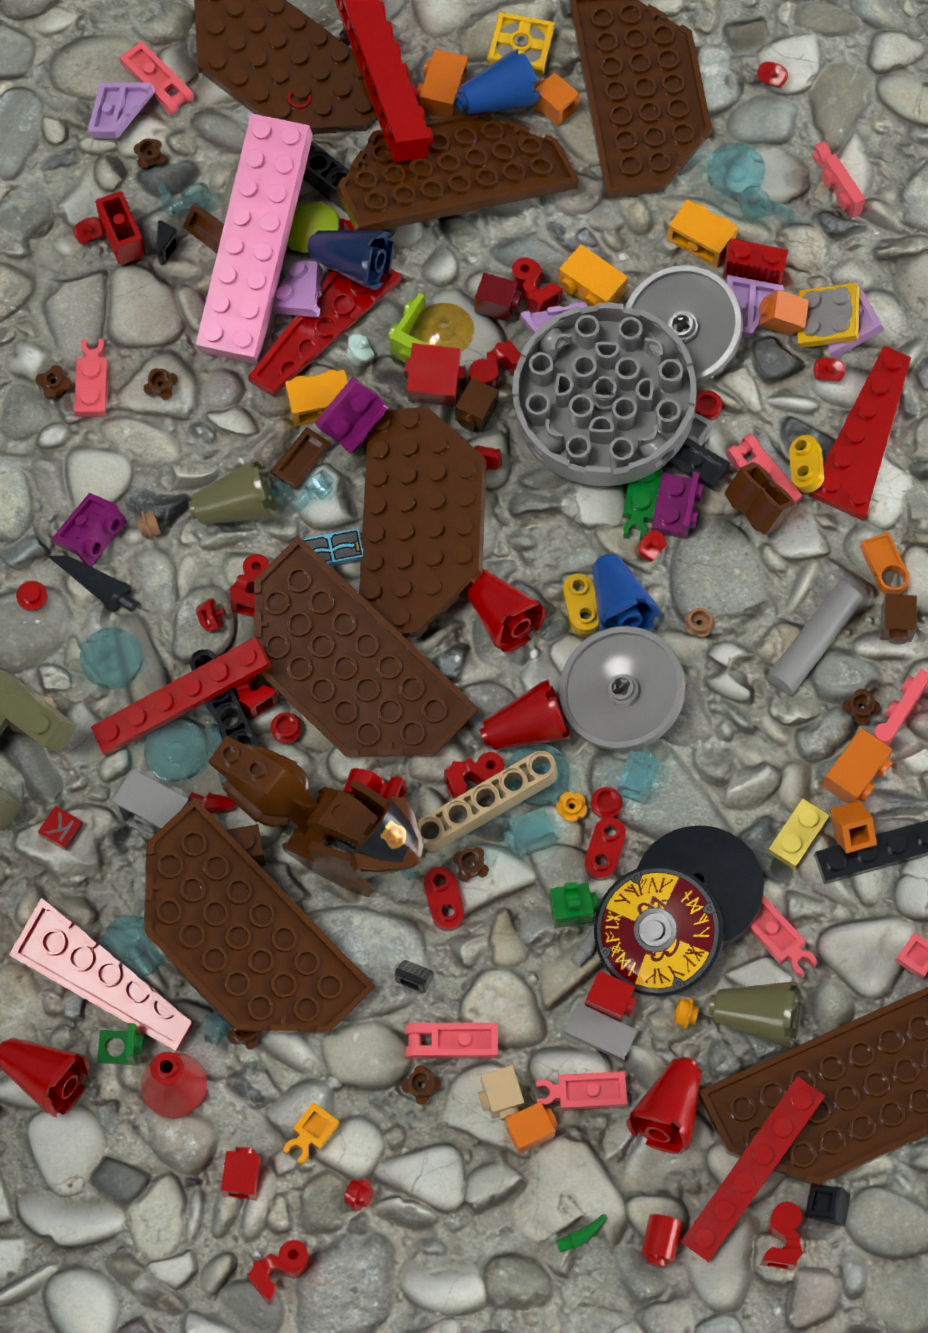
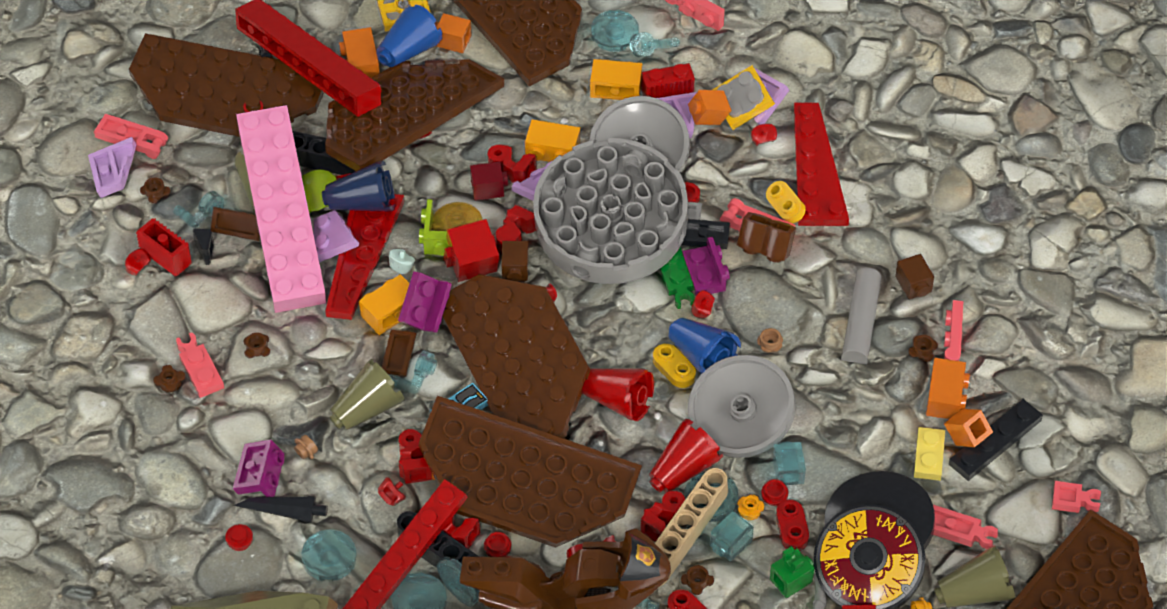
camera: 25 degrees left, 15 degrees down
(883, 557) = (878, 242): orange piece -> none

